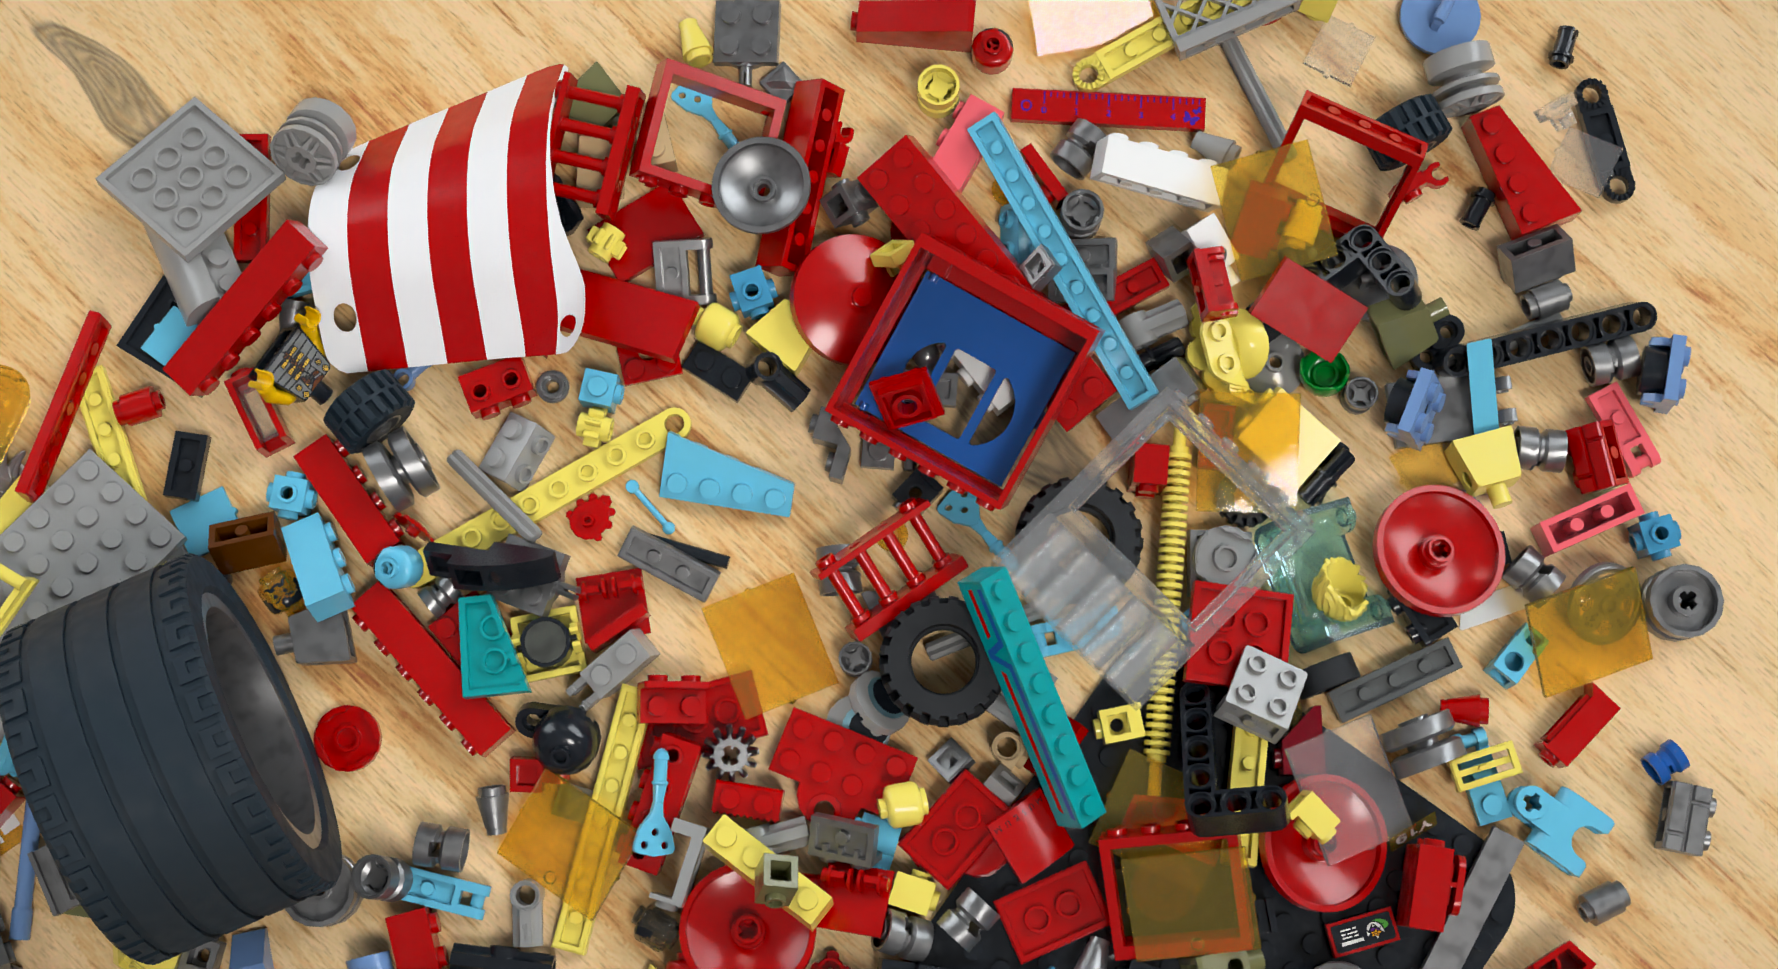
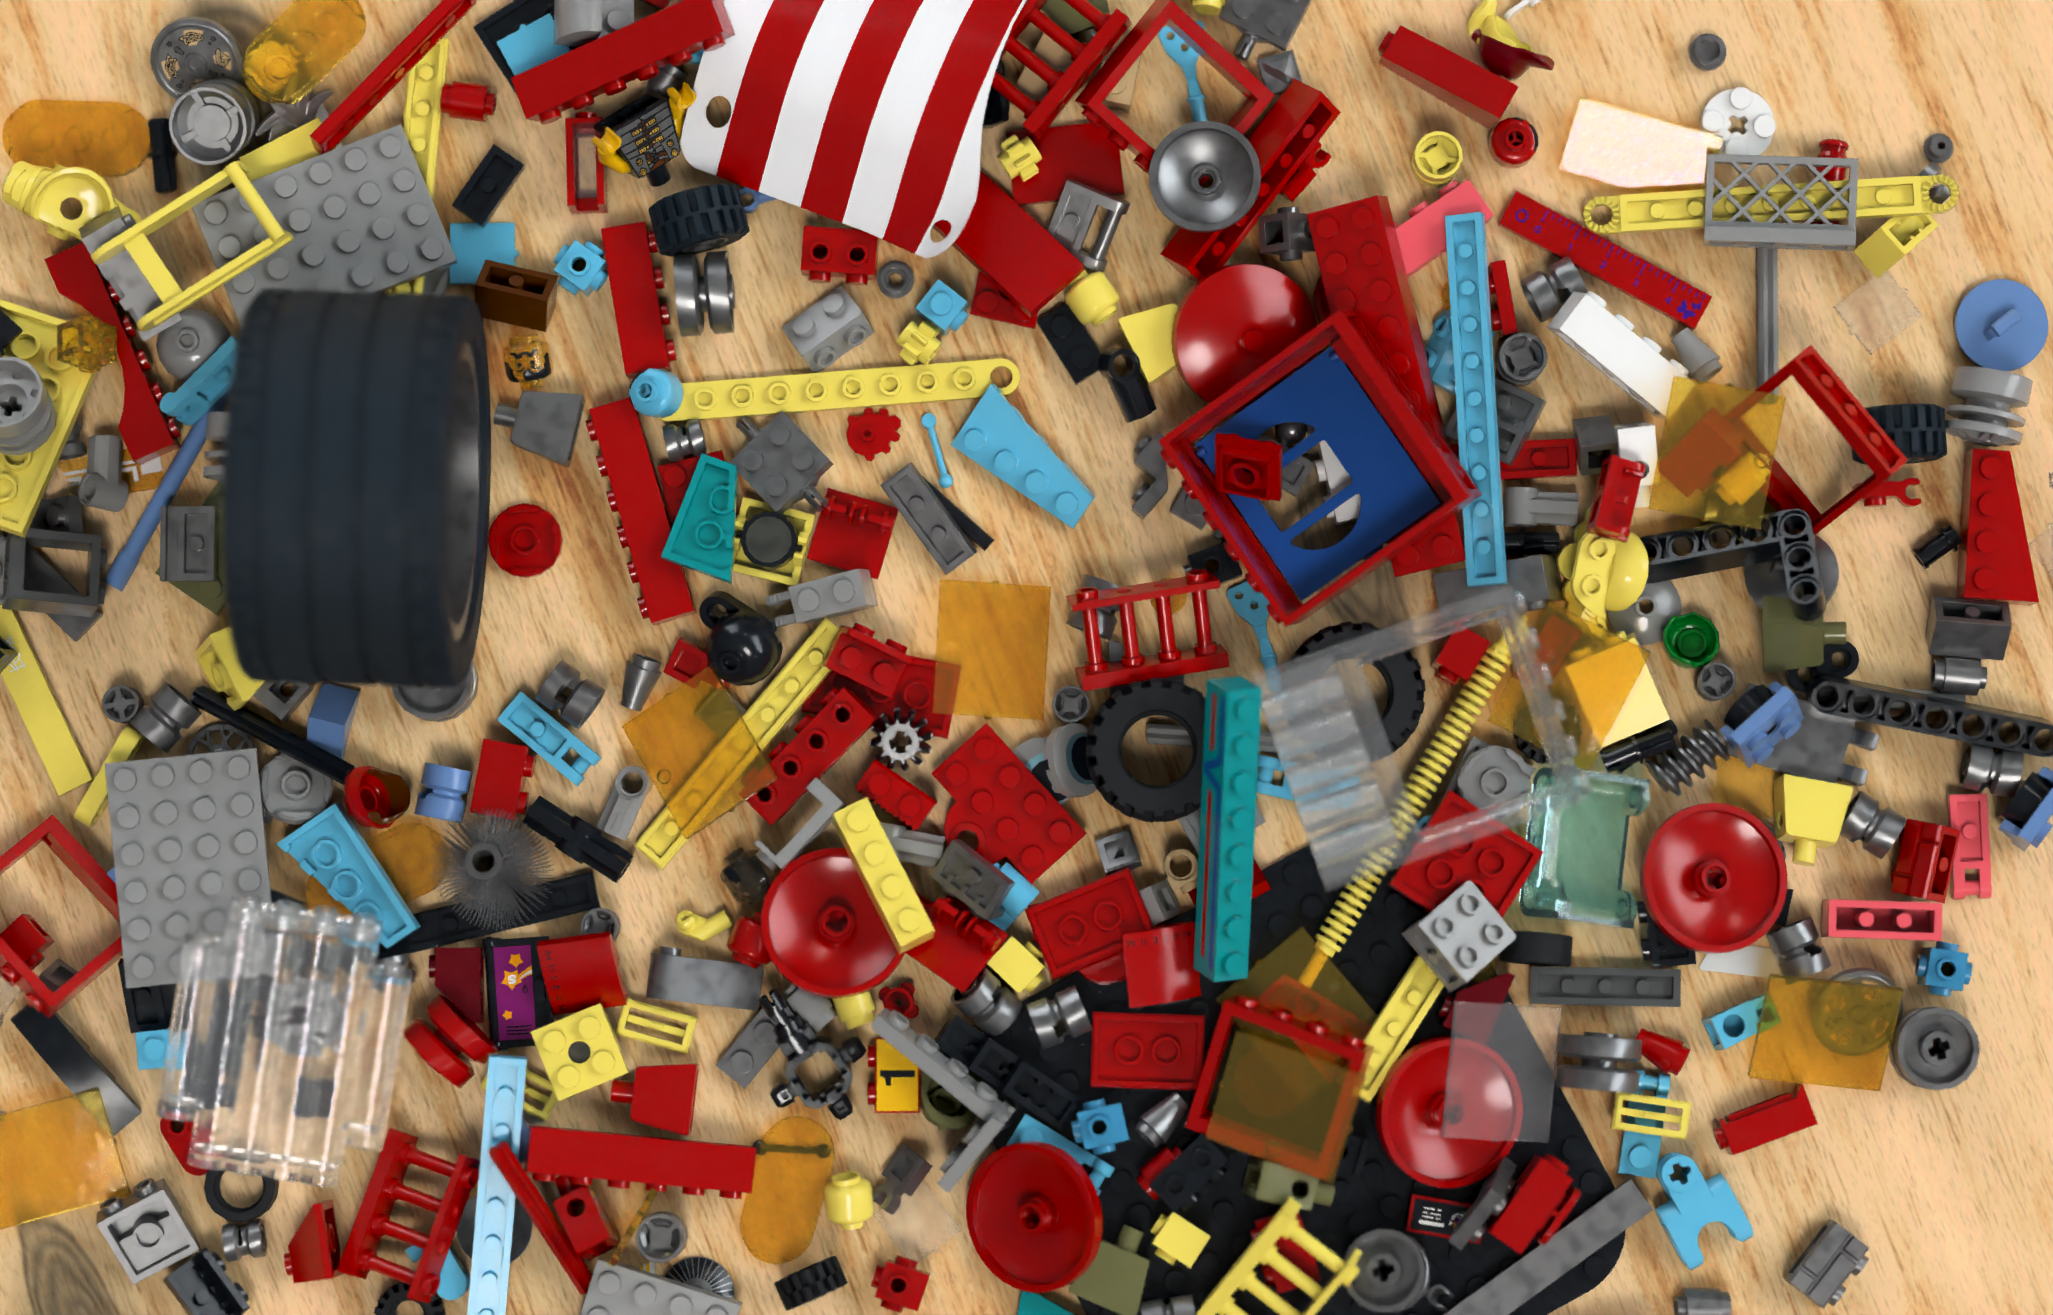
camera: 30 degrees right, 5 degrees up
(319, 566) = (577, 354): medium azure brick -> none
(381, 878) = (499, 698): flat silver wheel -> none
(413, 527) = (688, 358): red piece -> none
(494, 496) = (784, 365): light grey axle -> none
(495, 569) = (751, 443): black slope -> none
(617, 627) = (847, 559): red tile -> none
(655, 818) = (797, 768): medium azure piece -> none
(751, 282) = (1144, 267): dark azure brick -> none
(776, 880) = (888, 887): olive brick -> none
(892, 255) = (1306, 312): light yellow tile -> none
(903, 804) = (1048, 873): light yellow head -> none
(1040, 267) = (1448, 397): flat silver tile -> none
(1131, 721) = (1317, 901): light yellow brick -> none
(1217, 804) = (1356, 1022): black beam -> none
(1308, 309) = (1702, 570): red tile -> none
(1313, 817) = (1446, 1080): light yellow brick -> none
(1340, 590) = (1593, 870): light yellow hair -> none
(1369, 465) = (1688, 758): none -> flat silver piece
(1393, 900) = (1490, 1200): none -> flat silver plate
(1413, 831) = (1547, 1144): clear yellow sticker -> none
(1482, 386) = (1842, 733): medium azure sticker -> none
(1665, 762) = (1837, 1199): blue wheel -> none

